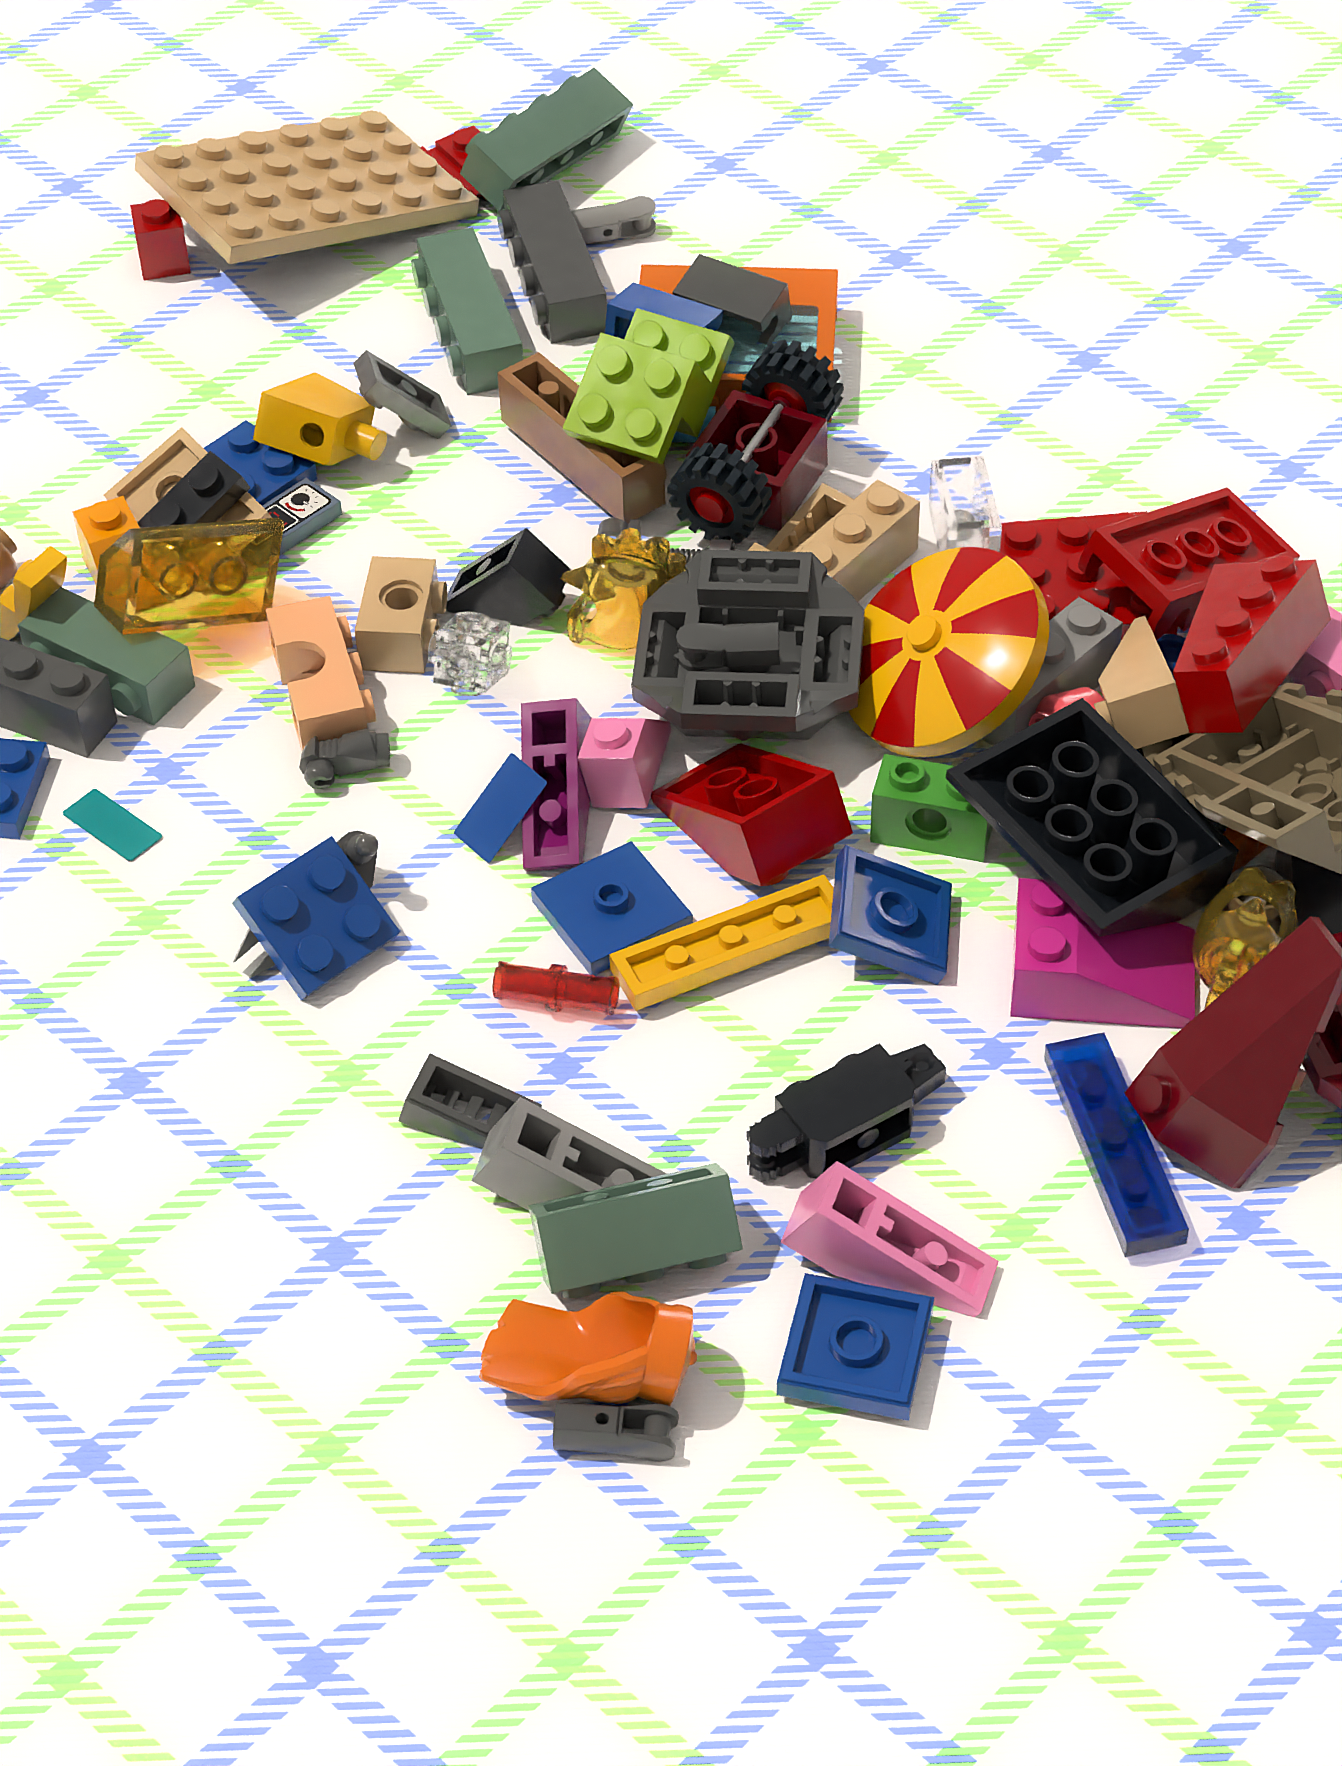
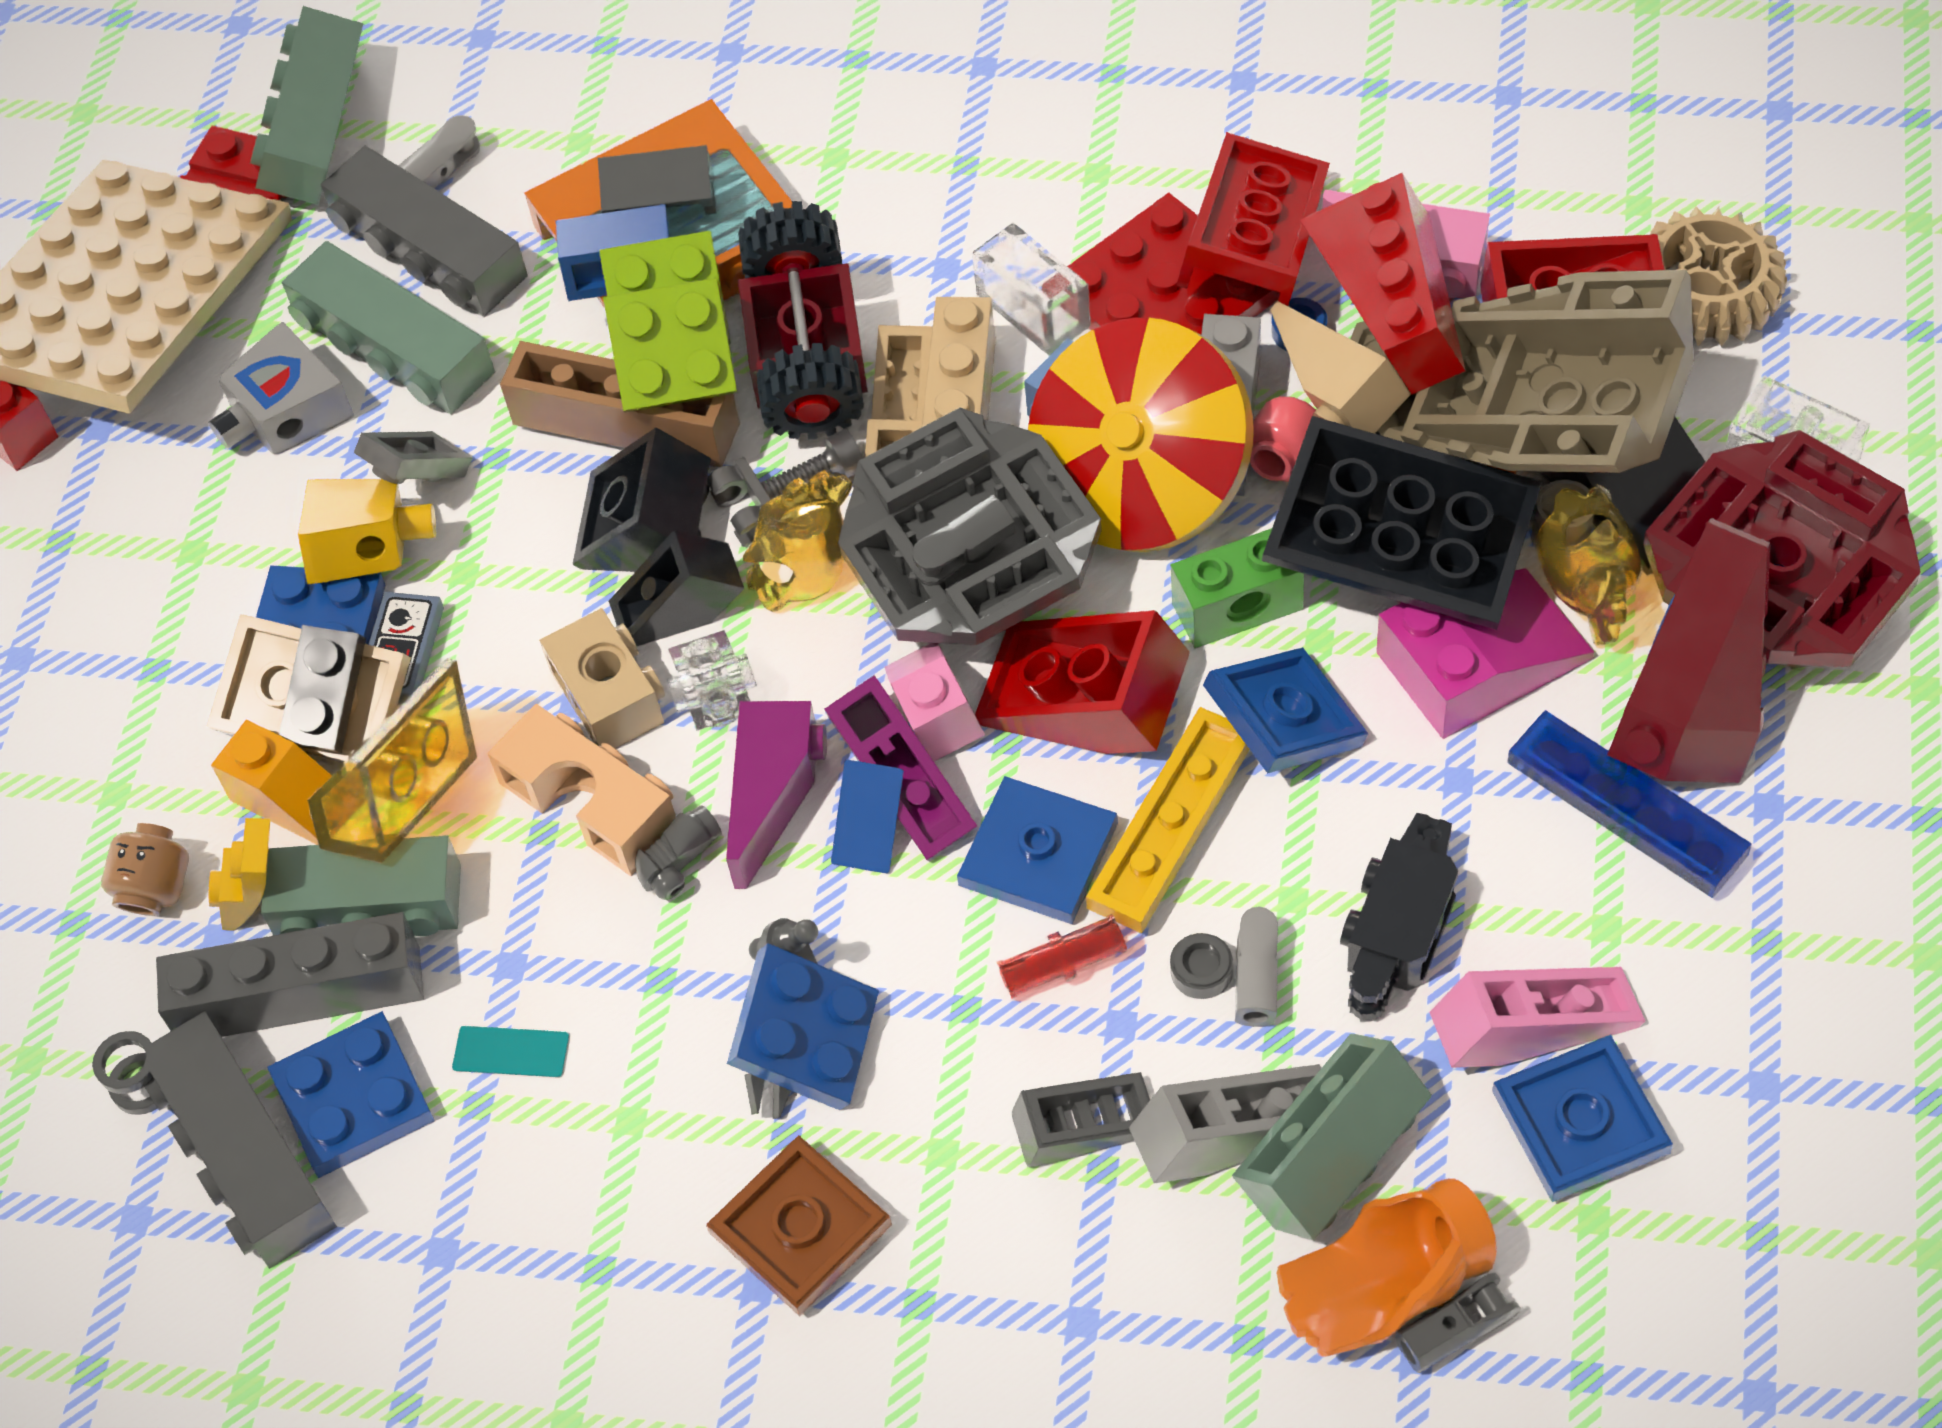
camera: 30 degrees left, 10 degrees up
(192, 1053) = (799, 1225): none -> dark orange plate
(352, 314) = (279, 394): none -> light grey torso
(449, 747) = (770, 778): none -> magenta slope
(553, 505) = (639, 501): none -> black slope
(660, 1060) = (1201, 965): none -> dark grey tile
(697, 1084) = (1256, 968): none -> light grey bar

